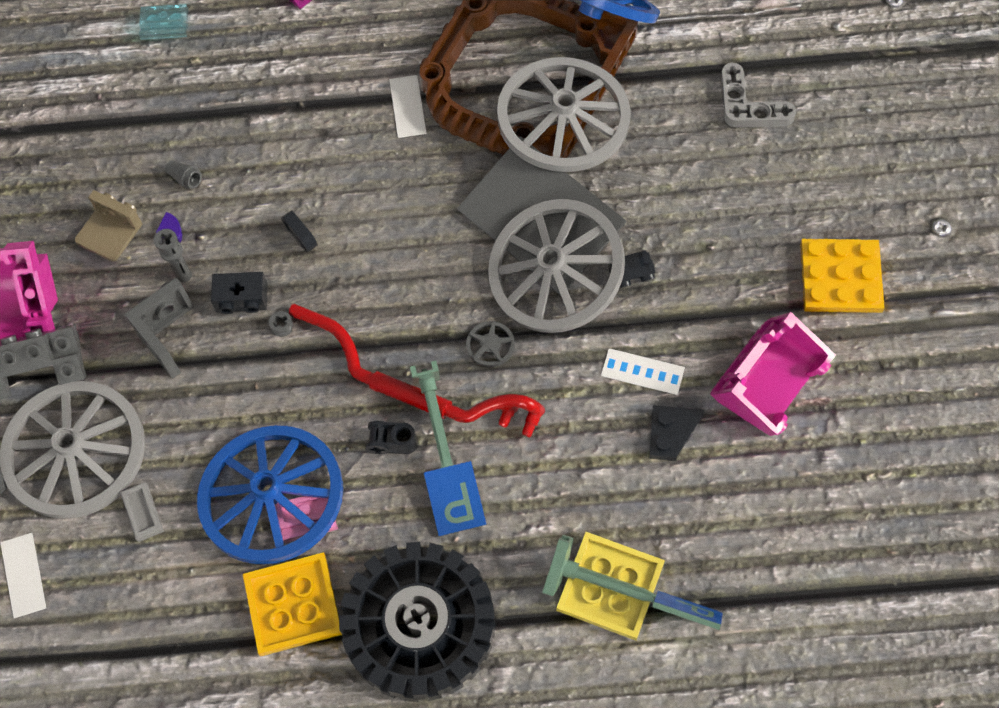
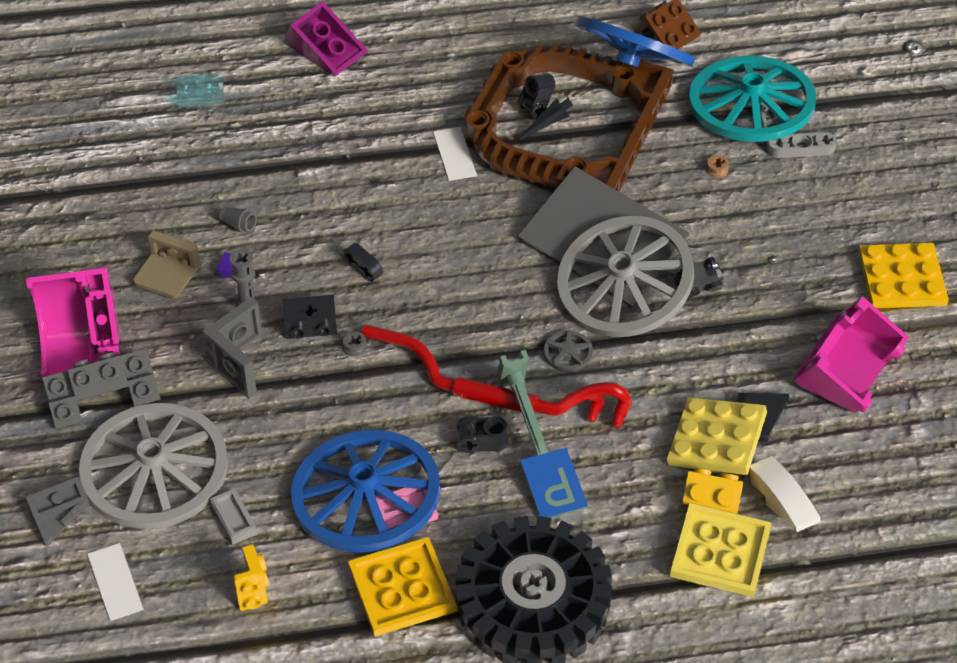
camera: 10 degrees left, 15 degrees down
(149, 595) = (252, 583): none -> yellow bracket
(495, 44) = (536, 93): none -> black piece
(503, 72) = (552, 114): none -> black piece
(562, 566) = (672, 531): sand green piece -> none
(563, 108) = (614, 138): light grey wheel -> none
(611, 518) = (713, 491): none -> yellow bracket
(624, 456) = (717, 435): none -> light yellow plate
(643, 371) = (722, 367): white sticker -> none
(670, 142) = (718, 171): none -> medium nougat bush
(681, 529) = (783, 494): none -> white slope
(717, 50) = (752, 90): none -> teal wheel

